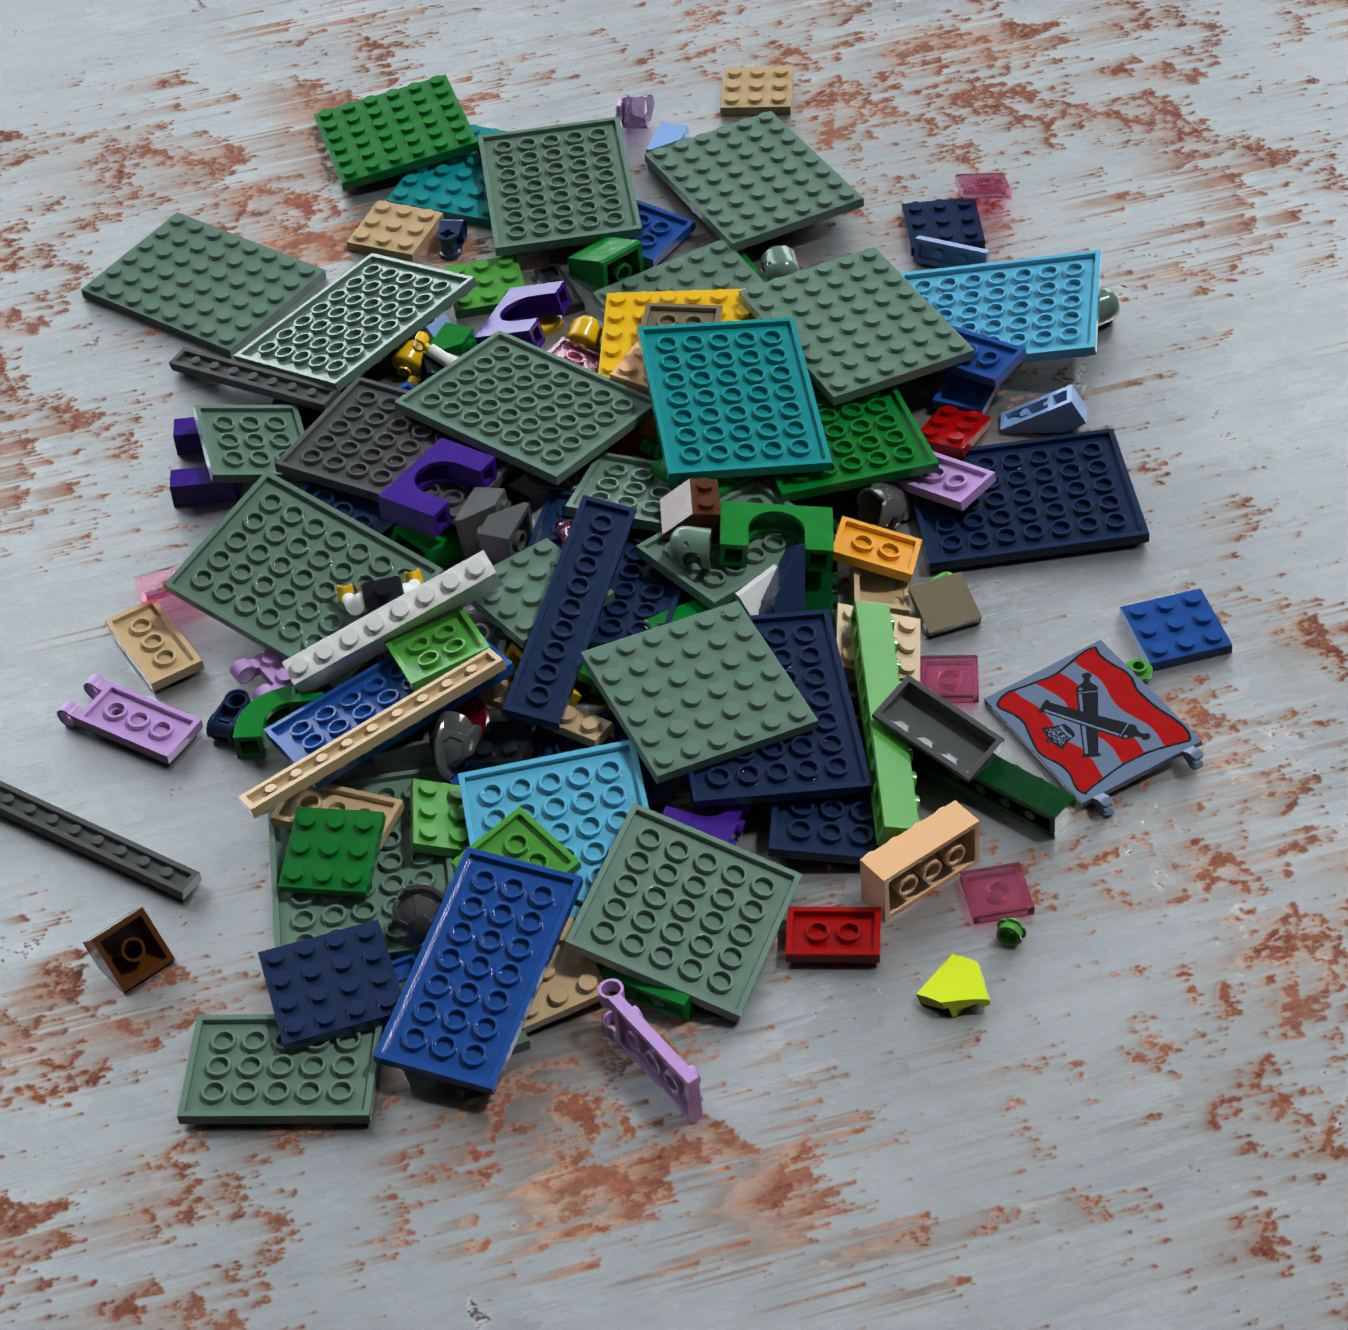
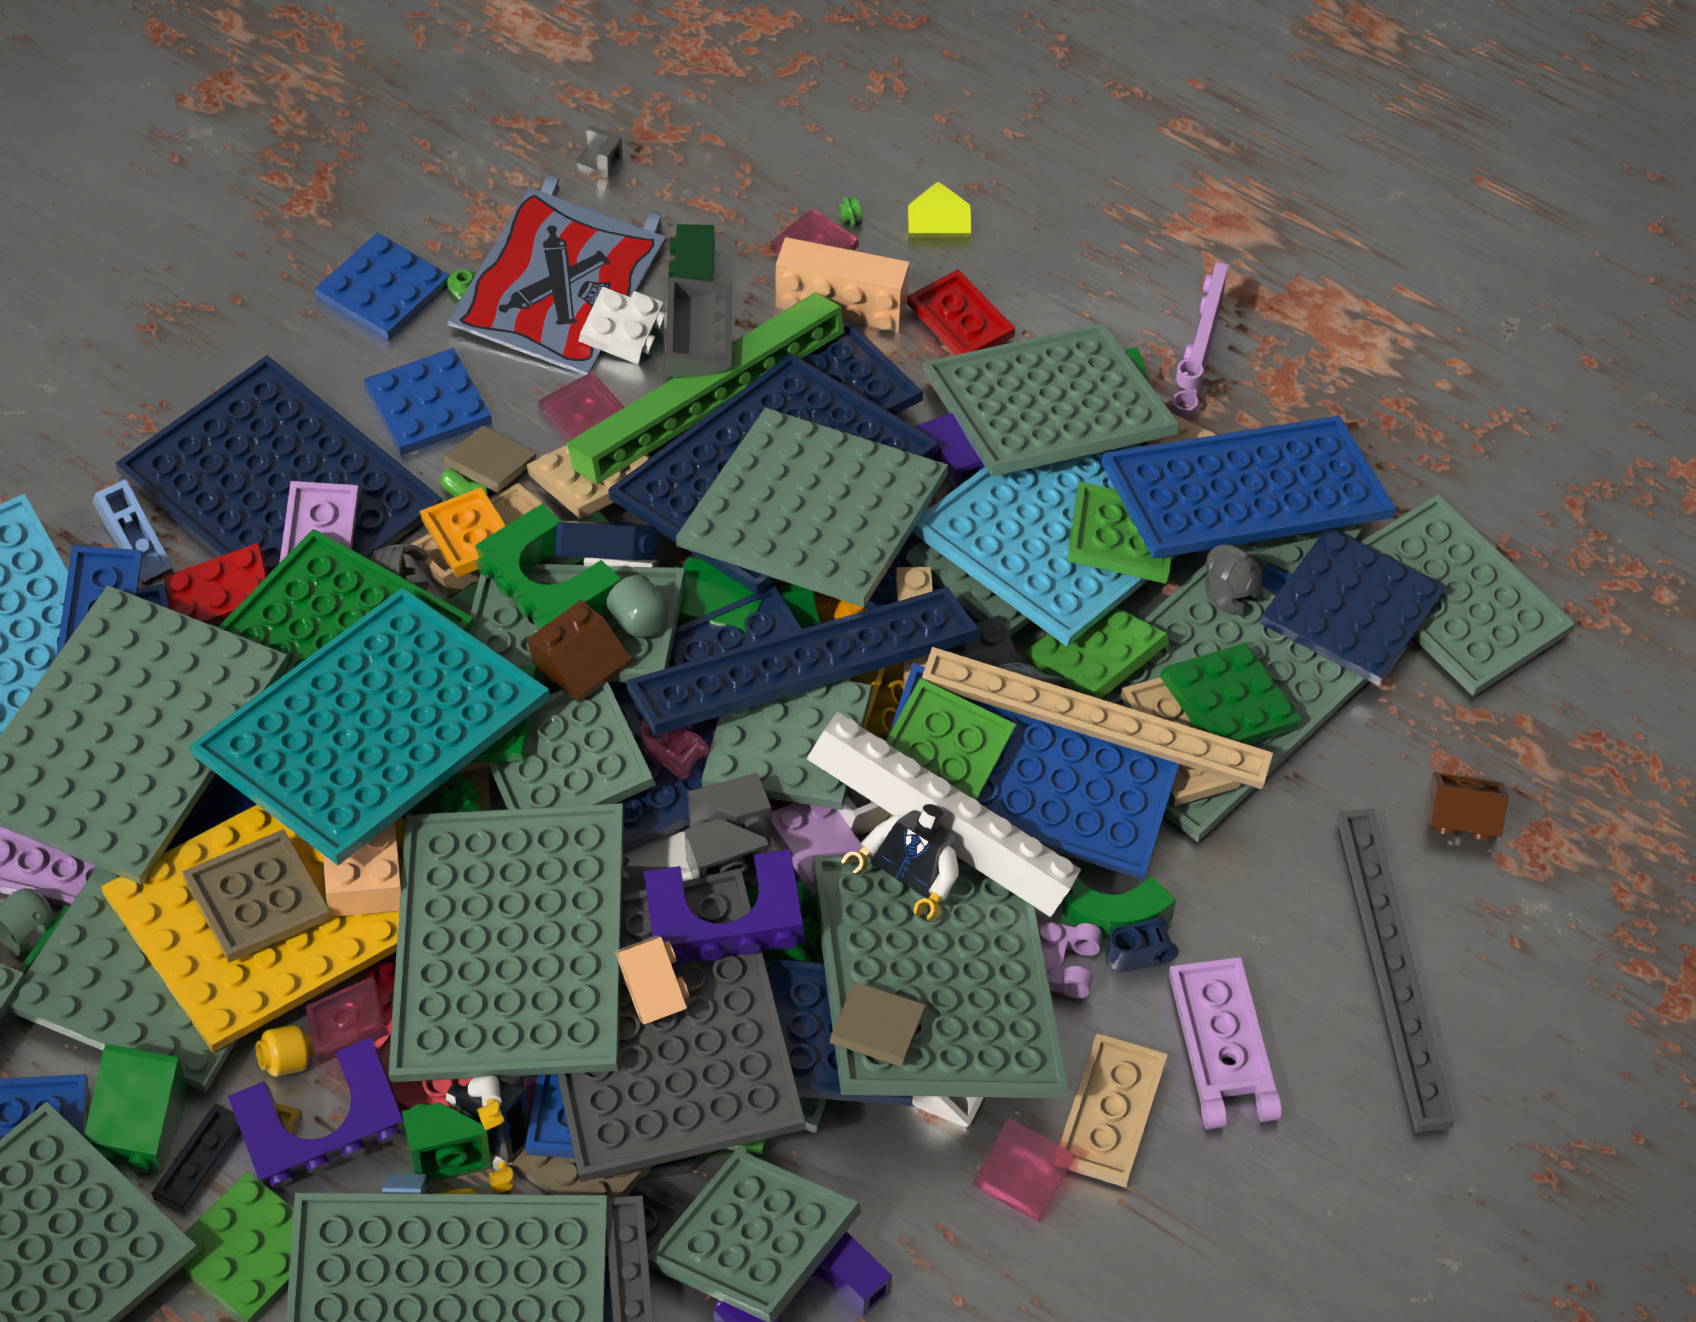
camera: 135 degrees left, 10 degrees up
(289, 510) = (877, 1024): none -> dark tan tile
(422, 426) = (652, 979): none -> light nougat brick
(1015, 724) = (623, 324): none -> white plate
(1036, 604) = (427, 401): none -> blue plate
(1212, 812) = (602, 152): none -> dark grey panel

